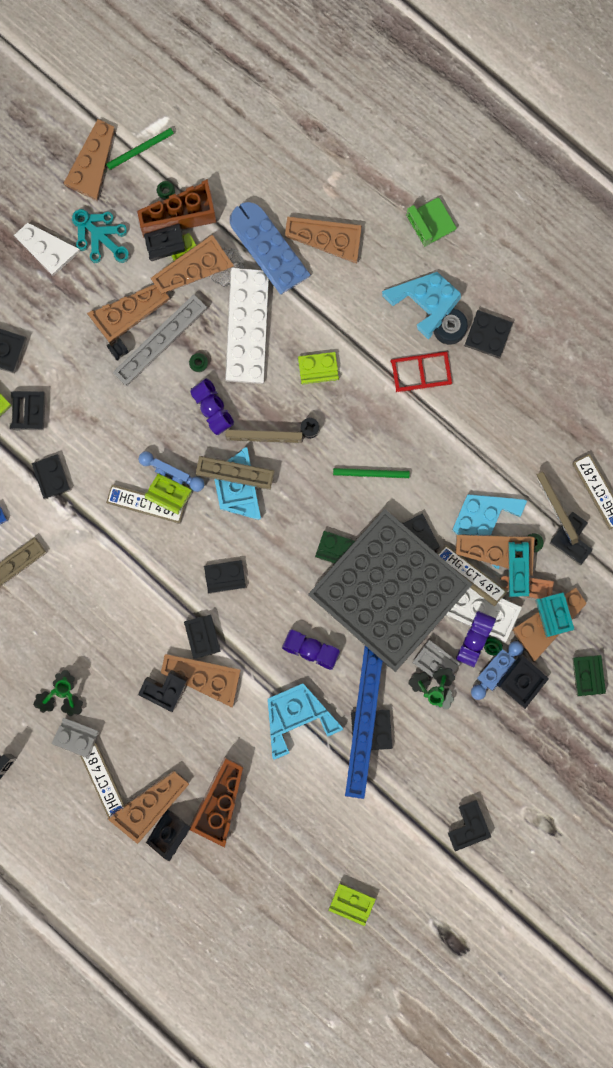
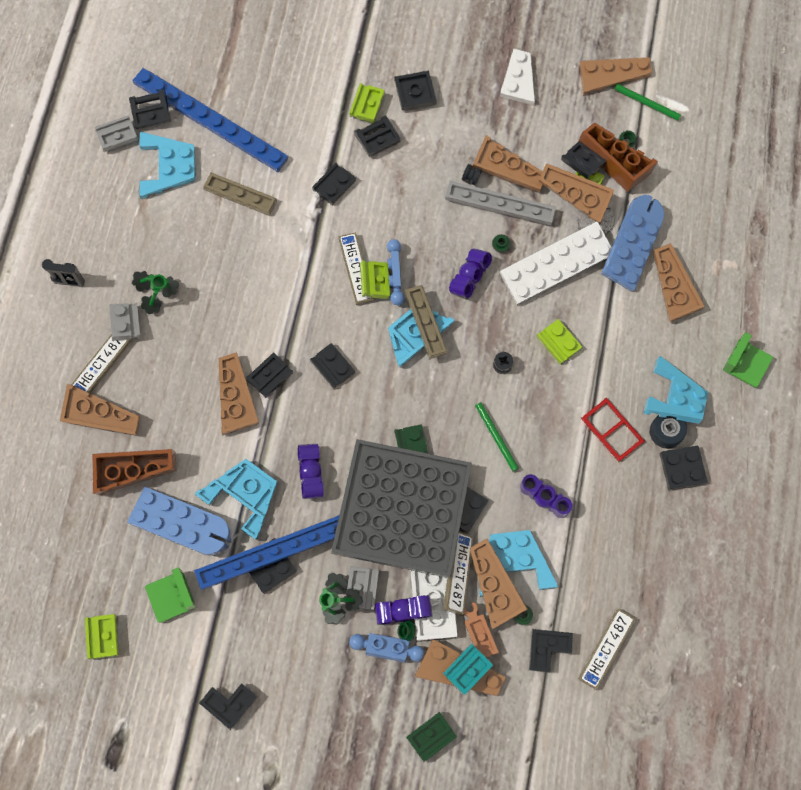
camera: 55 degrees right, 10 degrees down
(99, 233) = (556, 109): teal plant -> none
(167, 694) = (202, 372): black plate -> none
(168, 835) = (79, 441): black plate -> none
(263, 436) = (472, 329): dark tan tile -> none
(291, 786) = (180, 522): none -> medium blue plate
(350, 828) = (170, 596): none -> bright green bracket
(456, 461) = (555, 499): none -> dark purple piece
(518, 569) = (488, 611): teal plate -> none
(522, 681) = (389, 676): black plate -> none
(557, 507) = (567, 616): dark tan tile -> none

